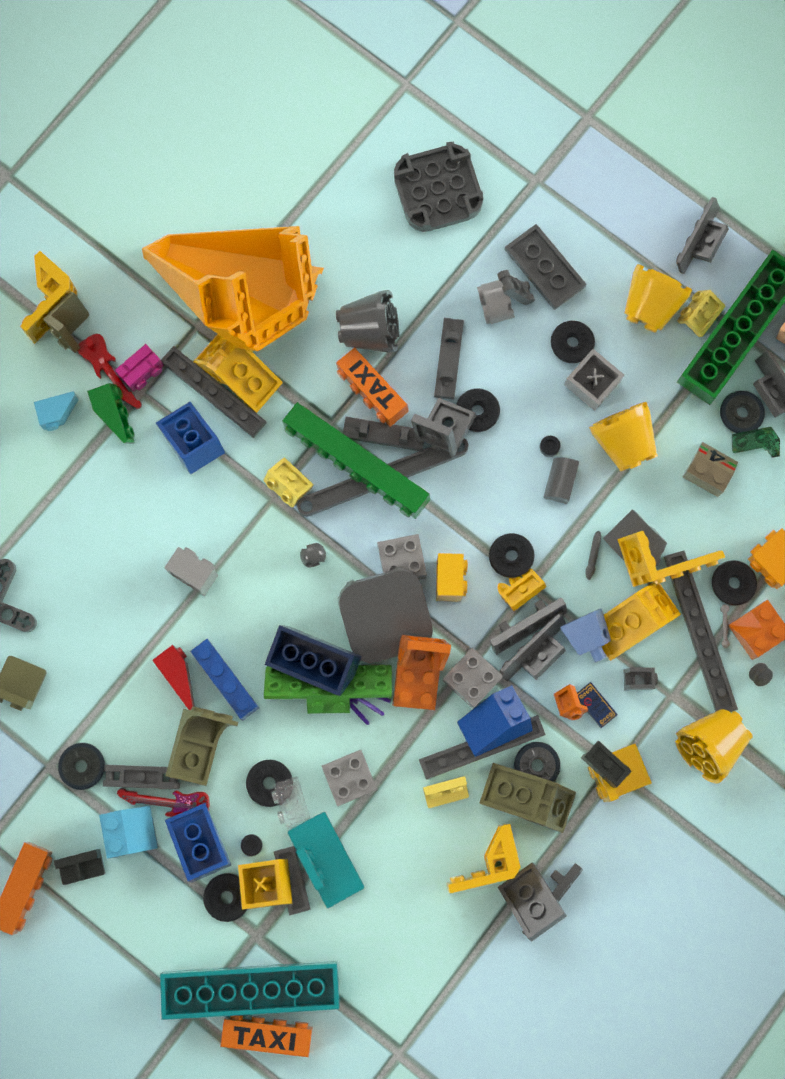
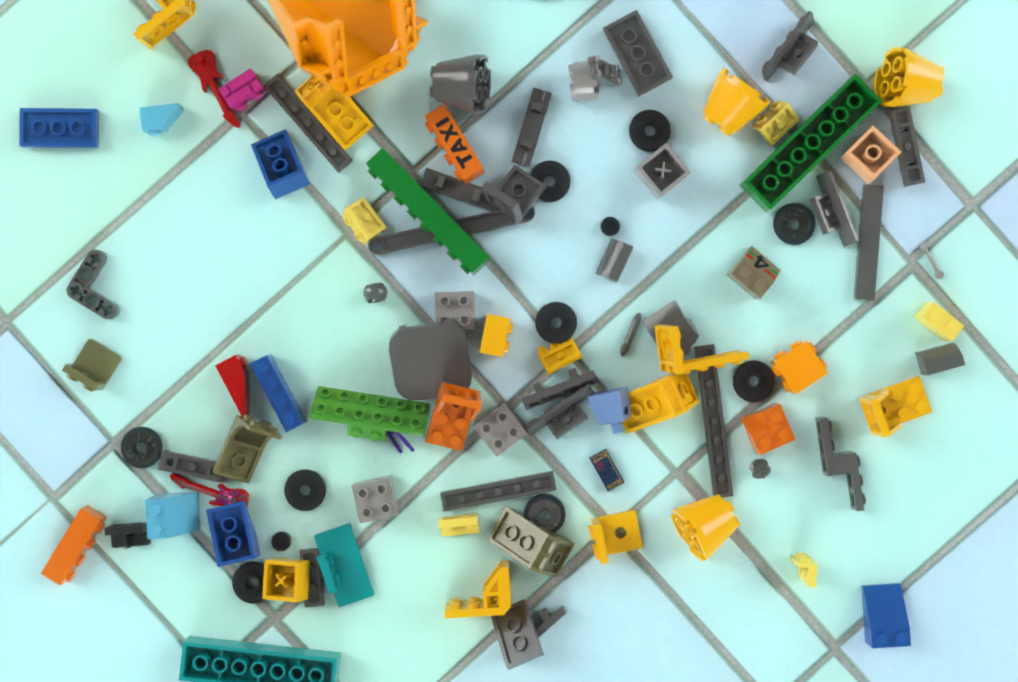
camera: 10 degrees right, 10 degrees up
(65, 320) = (179, 32): olive bracket -> none
(109, 407) = (210, 126): green slope -> none
(191, 571) = (261, 290): light grey brick -> none
(291, 802) = (320, 511): clear bracket -> none
(312, 660) = (358, 390): dark blue slope -> none
(495, 721) = (513, 472): blue slope -> none
(569, 703) = (582, 465): orange bracket -> none
(606, 764) = (602, 534): pearl dark grey panel -> none
(627, 436) = (681, 231): yellow cone -> none
(640, 678) = (650, 454): dark grey window -> none
(724, 609) = (739, 403): light grey hinge -> none
(756, 439) = (804, 251): clear green bracket -> none

